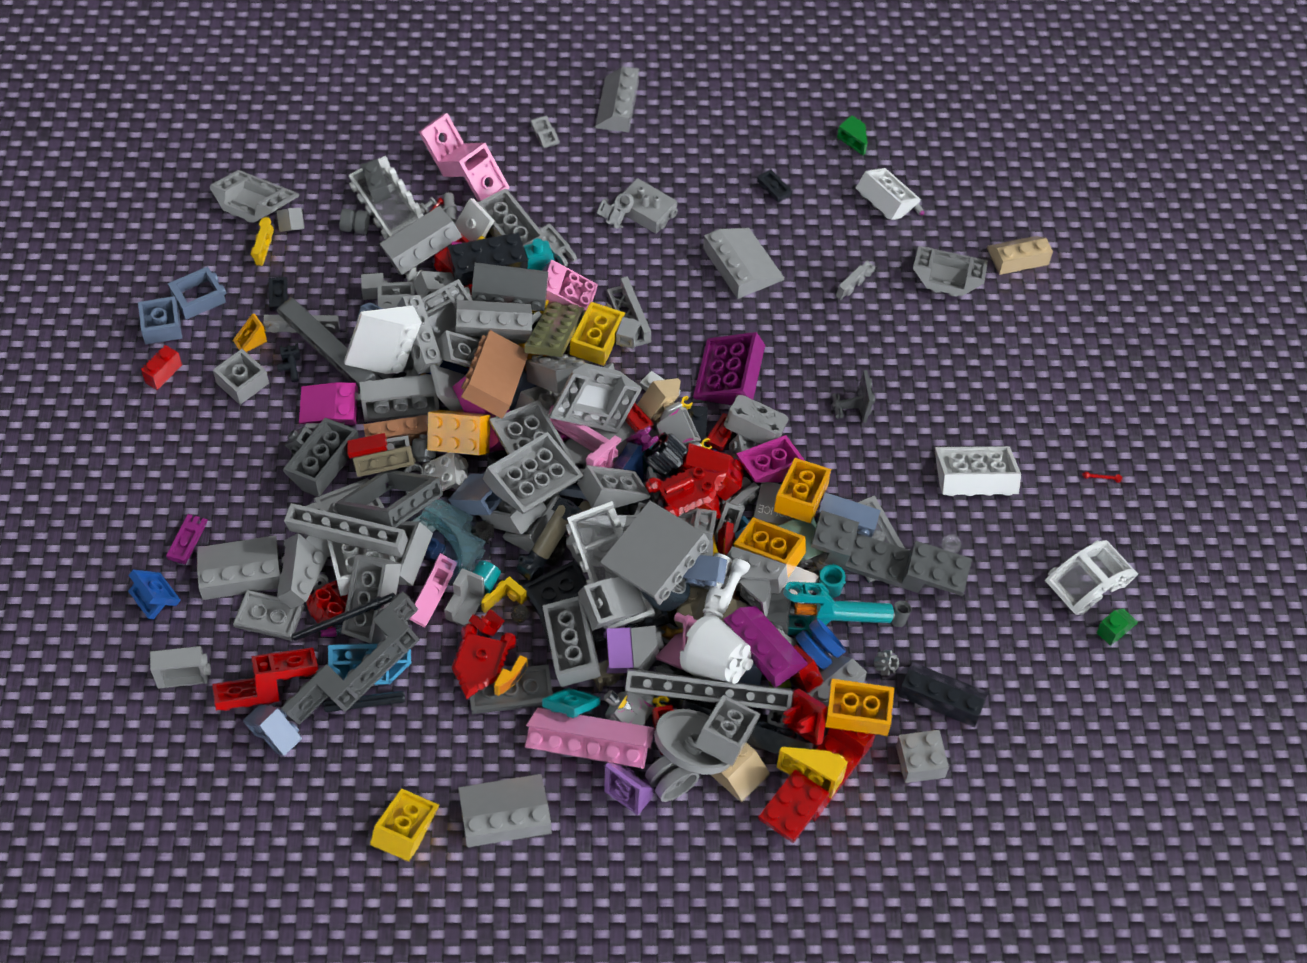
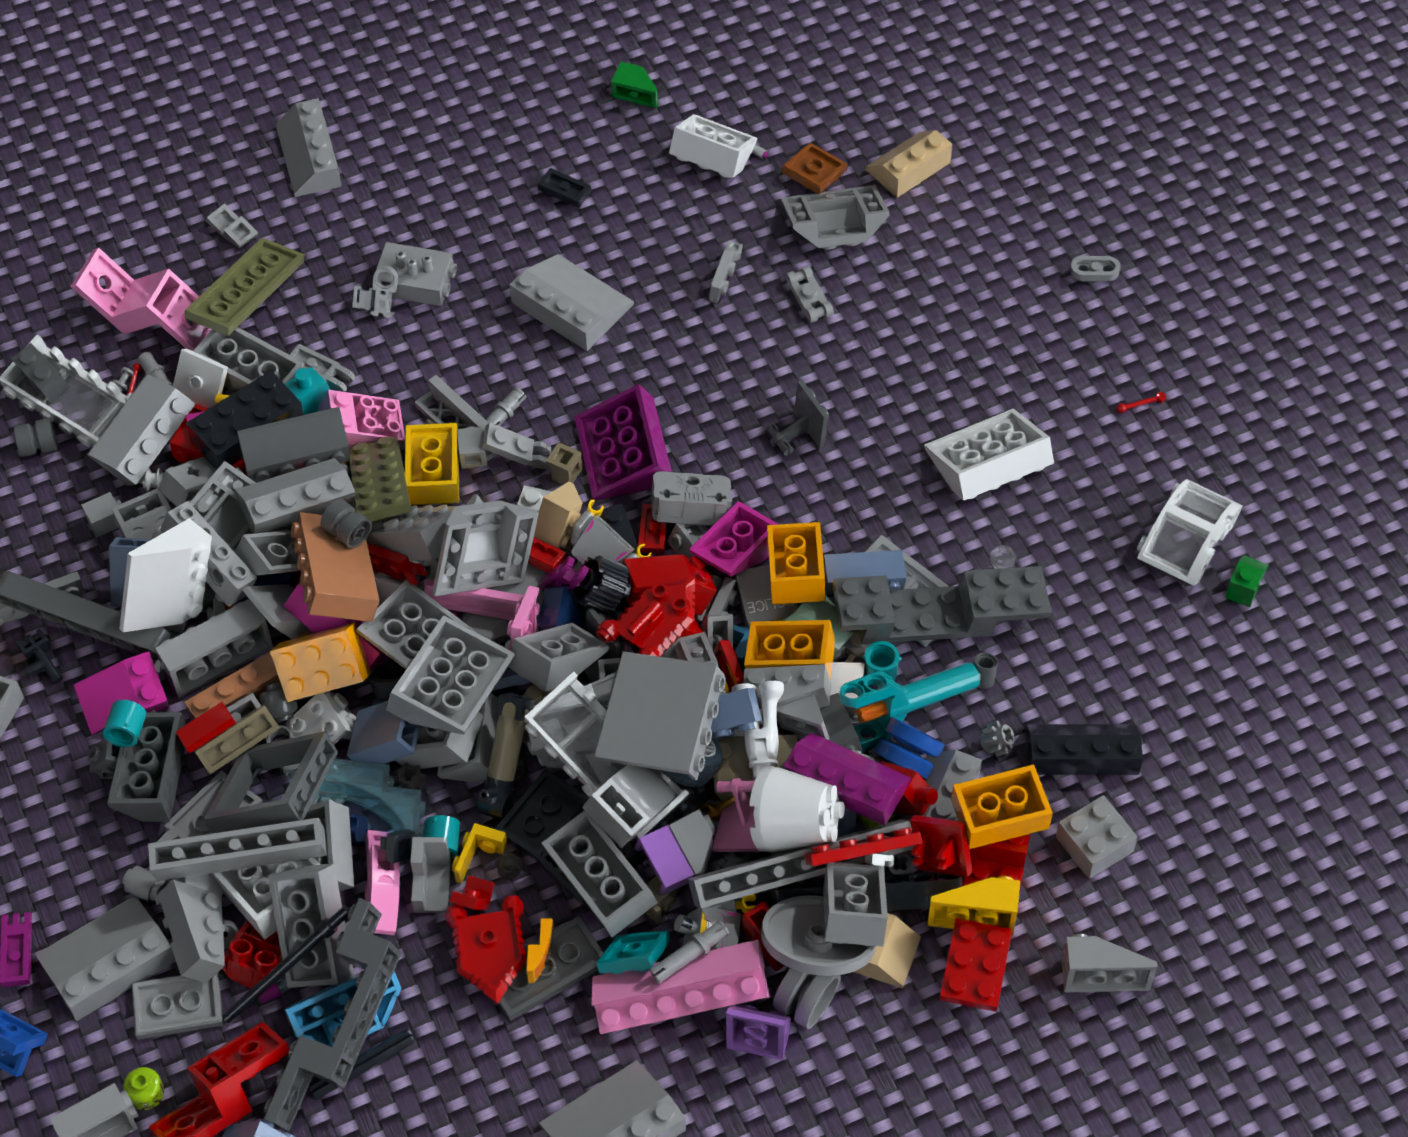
camera: 20 degrees left, 0 degrees up
(220, 658) = (144, 1088): none -> lime head
(280, 529) = (142, 883): none -> light grey brick
(317, 422) = (124, 723): none -> teal piece
(451, 569) = (397, 845): none -> black tile
(514, 348) = (343, 521): none -> dark grey wheel
(531, 173) = (244, 286): none -> olive plate
(535, 387) = (394, 564): none -> red plate
(613, 714) = (699, 944): none -> light grey pin
(657, 343) = (515, 446): none -> light grey hinge
(663, 316) = (505, 409): none -> light grey pin
(683, 366) = (564, 463): none -> dark tan brick
(759, 696) = (850, 848): none -> red plate
(759, 708) = (879, 860): none -> white tile
(881, 844) = (1101, 966): none -> light grey slope
(905, 317) = (809, 294): none -> light grey plate
(951, 234) = (814, 168): none -> dark orange tile
(1114, 373) = (1094, 268): none -> light grey plate

